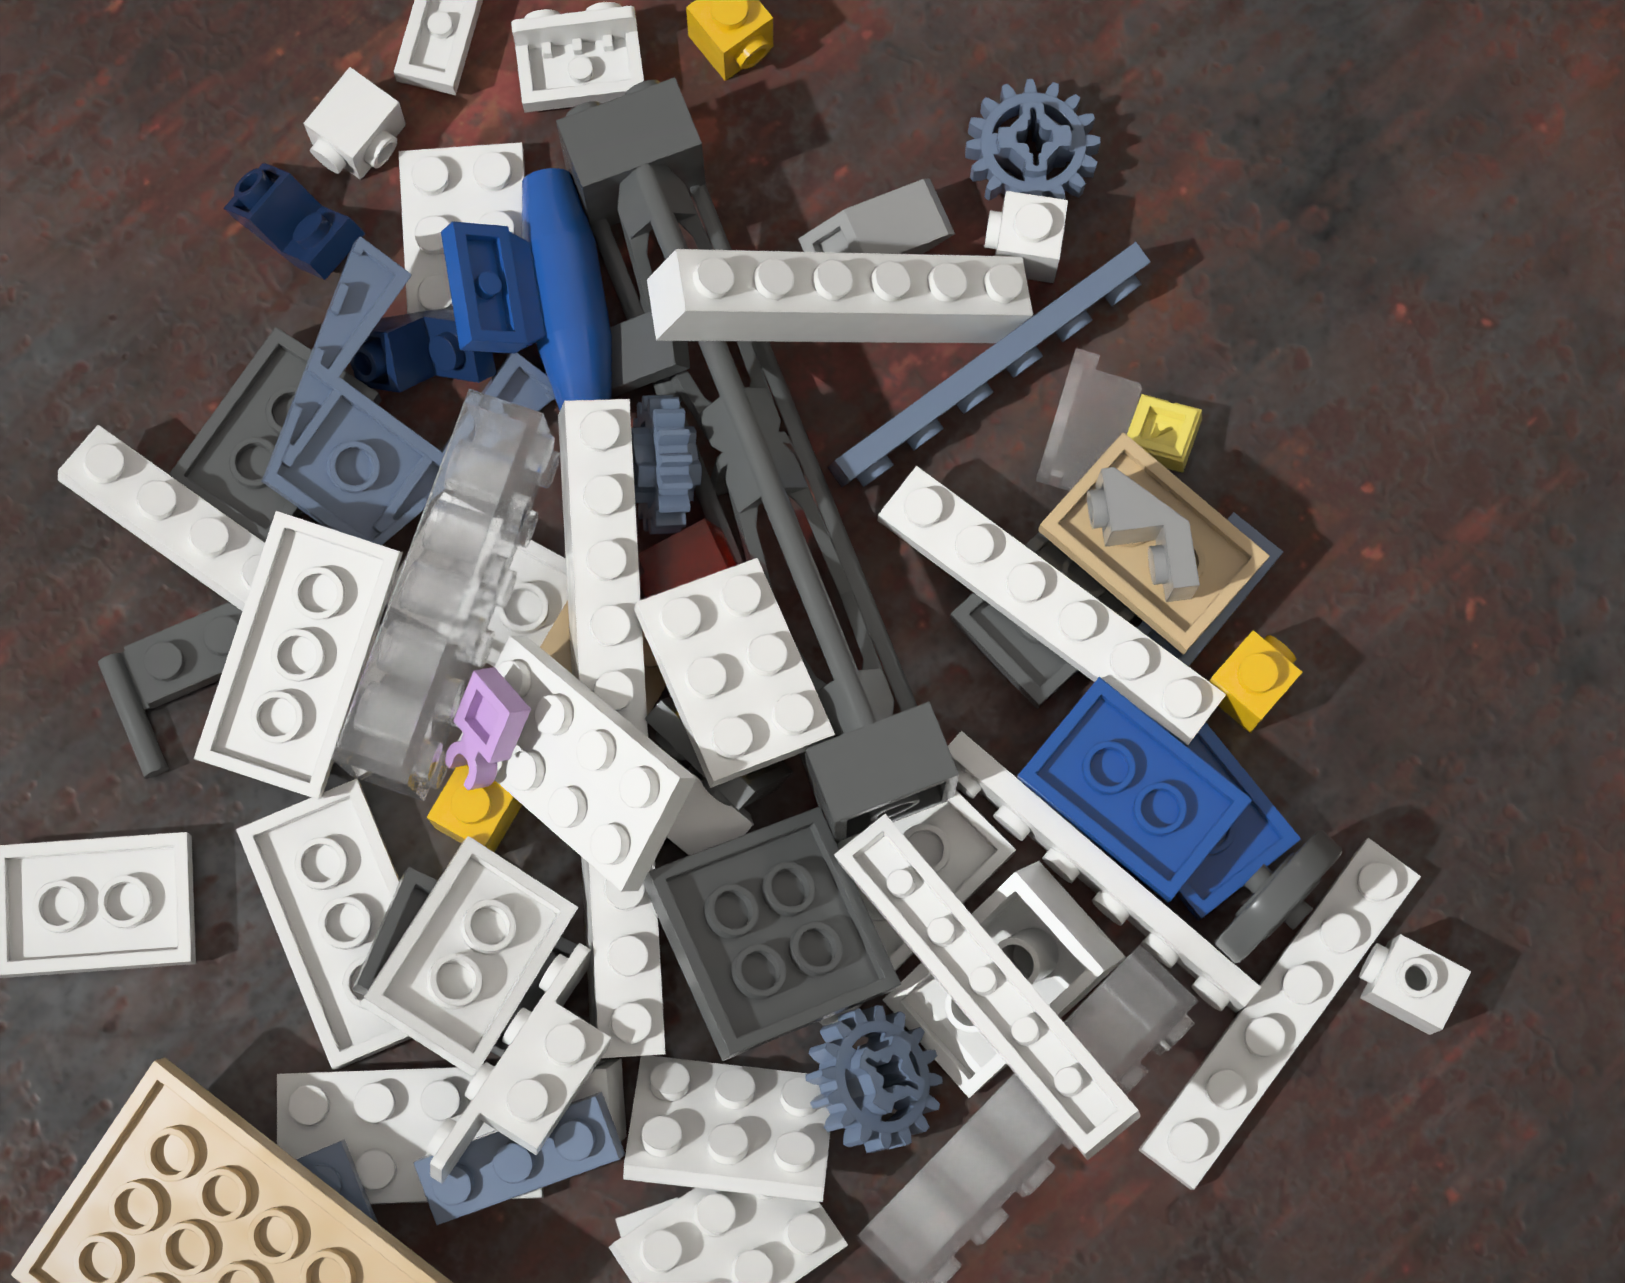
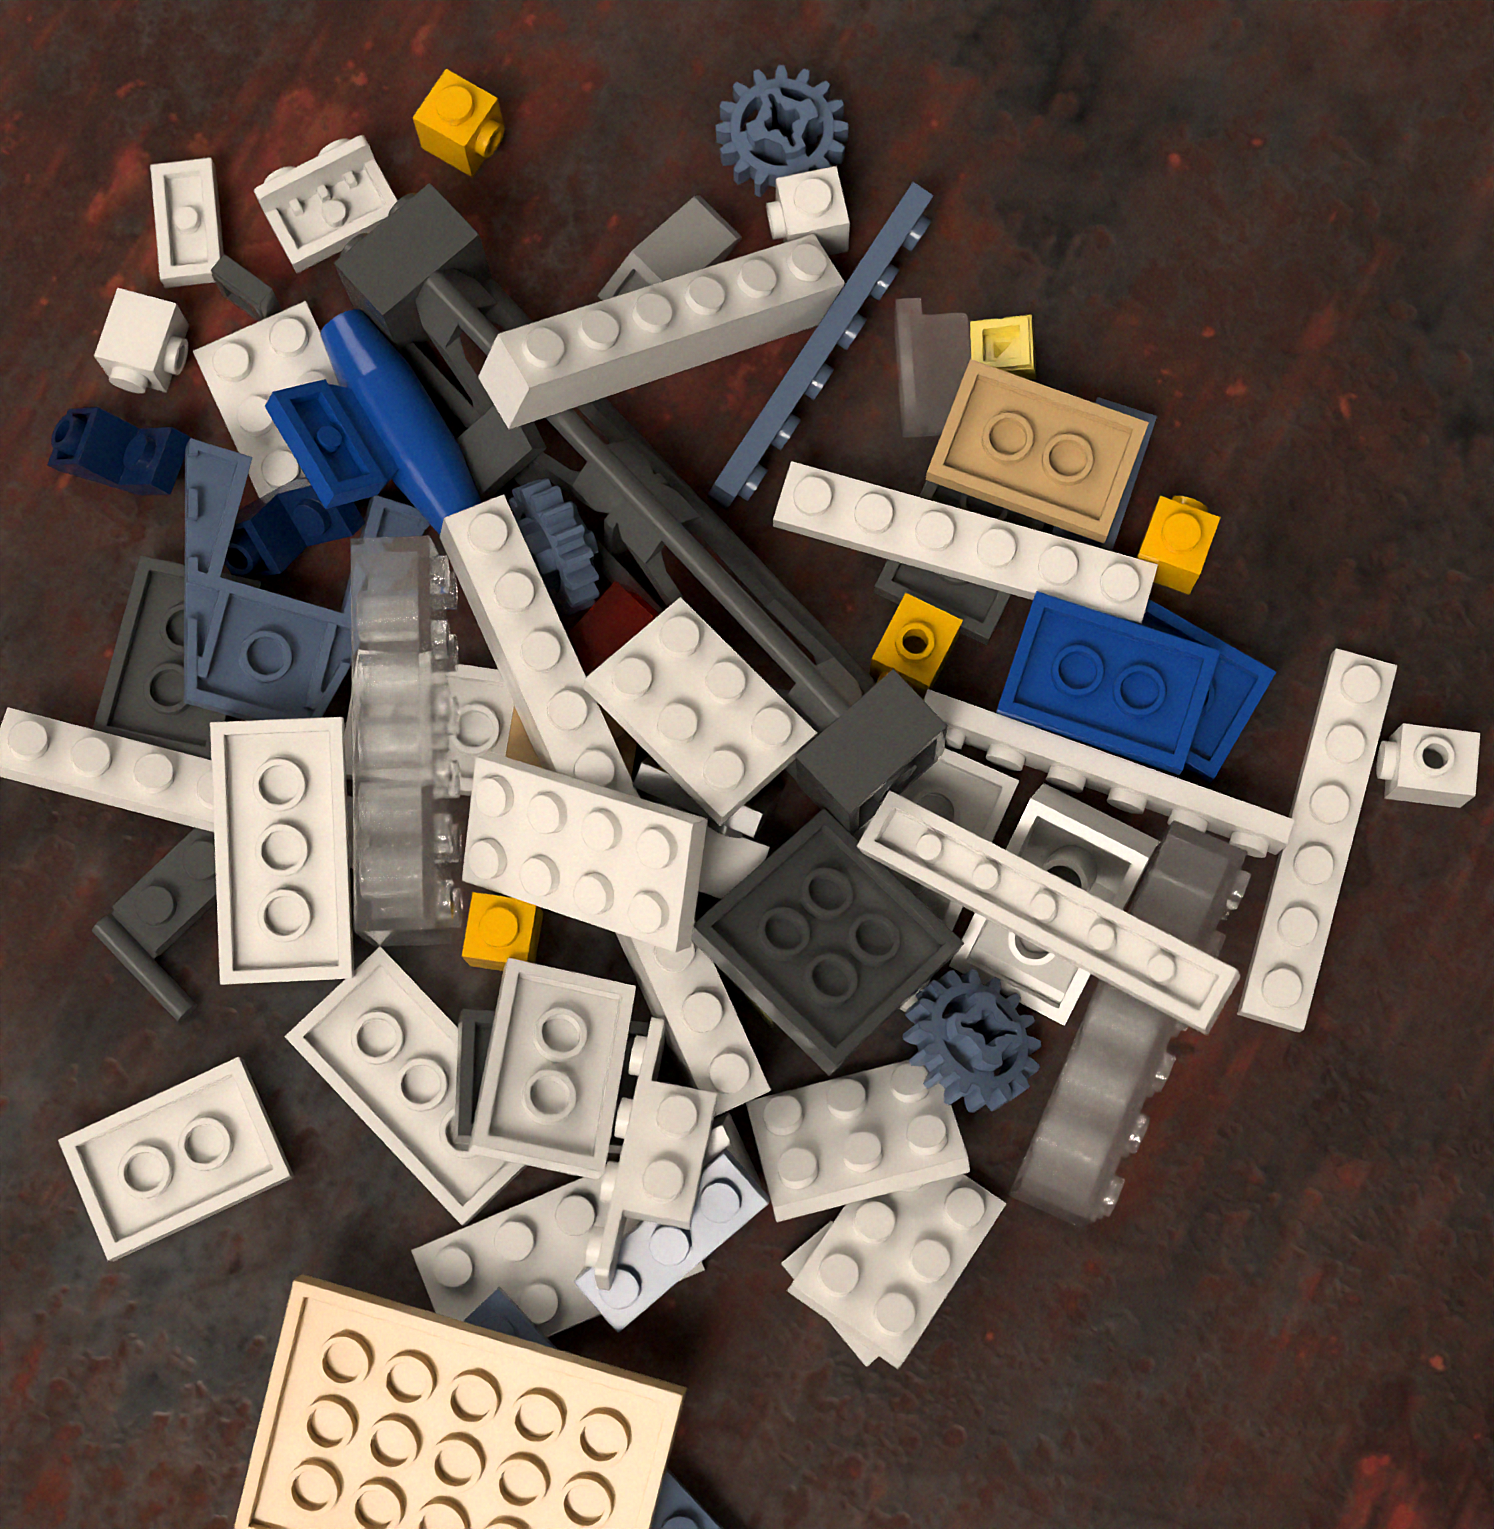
camera: 15 degrees left, 0 degrees up
(469, 111) = (245, 289): none -> dark grey tile
(491, 724) = (491, 843): lavender plate -> none
(967, 685) = (916, 644): none -> yellow brick
(1133, 516) = (1011, 428): light grey slope -> none
(1278, 896) = (1279, 730): dark grey wheel -> none

